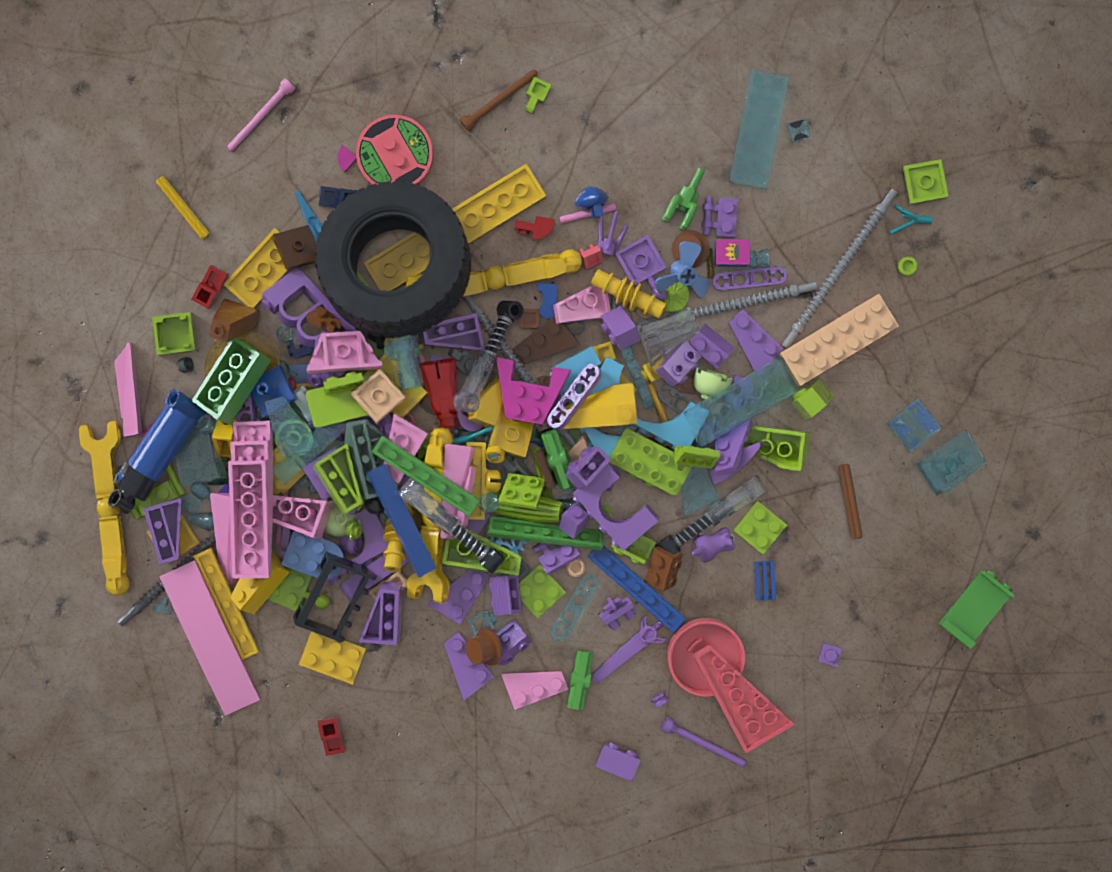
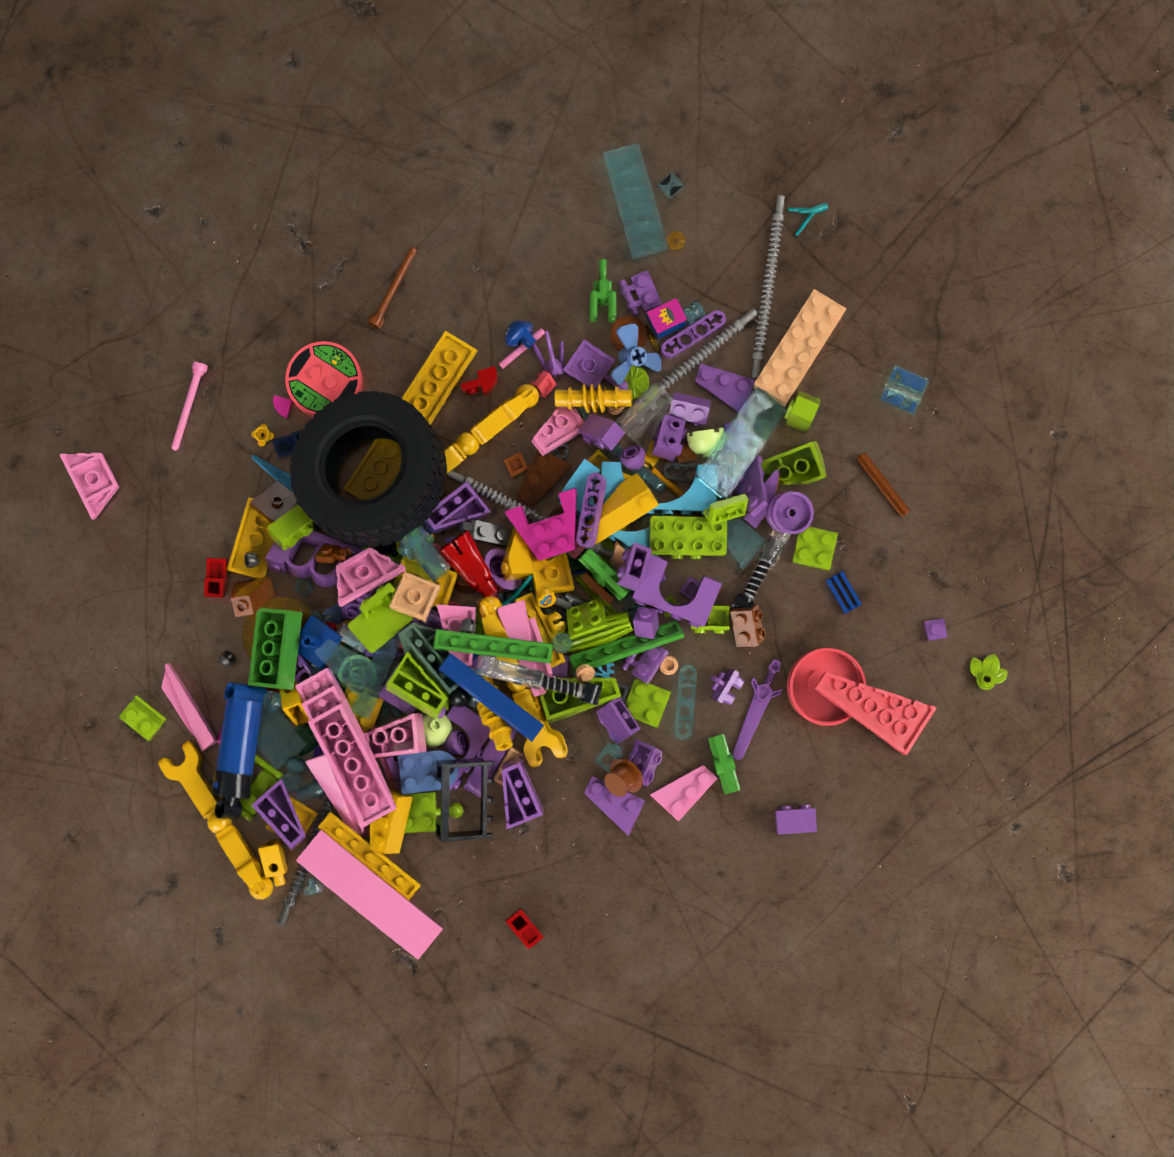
camera: 25 degrees left, 5 degrees down
(85, 380) = (142, 718): none -> lime plate
(141, 140) = (92, 480): none -> bright pink wing
(141, 558) = (274, 852): none -> yellow torso
(175, 334) = (204, 635): lime container -> none
(182, 207) = (157, 520): yellow axle -> none
(249, 287) = (251, 560): none -> dark grey hinge
(298, 277) = (290, 528): none -> lime brick
(299, 353) = (326, 596): clear blue bracket -> none
(315, 171) = (263, 429): none -> yellow plate
(333, 657) = (489, 856): yellow plate -> none
(353, 530) = (452, 729): lime plate -> none
(412, 447) = (468, 625): none -> dark grey hinge
(462, 595) = (579, 741): medium lavender wing -> none
(468, 398) = (496, 559): piece -> none
(496, 539) = (584, 673): none -> light nougat plate
(537, 92) = (424, 264): lime plate -> none
(549, 299) = (524, 437): blue leg -> none
(629, 508) = (689, 588): none -> medium lavender plate
(636, 366) = (633, 457): none -> medium lavender cone
(637, 588) = (733, 656): blue tile -> none
(660, 699) = (804, 745): medium lavender bush -> none
(670, 726) = (826, 765): medium lavender piece -> none
(710, 545) = (779, 585): medium lavender animal -> none
(759, 495) = (778, 512): none -> medium lavender wheel
(782, 180) = (676, 235): none -> clear yellow plate
(859, 713) = (988, 668): none -> lime plate
(907, 266) = (826, 255): lime tile -> none
(925, 181) = (804, 175): lime plate -> none
(951, 463) = (954, 406): clear light blue slope -> none
(976, 608) = (1043, 522): bright green panel -> none

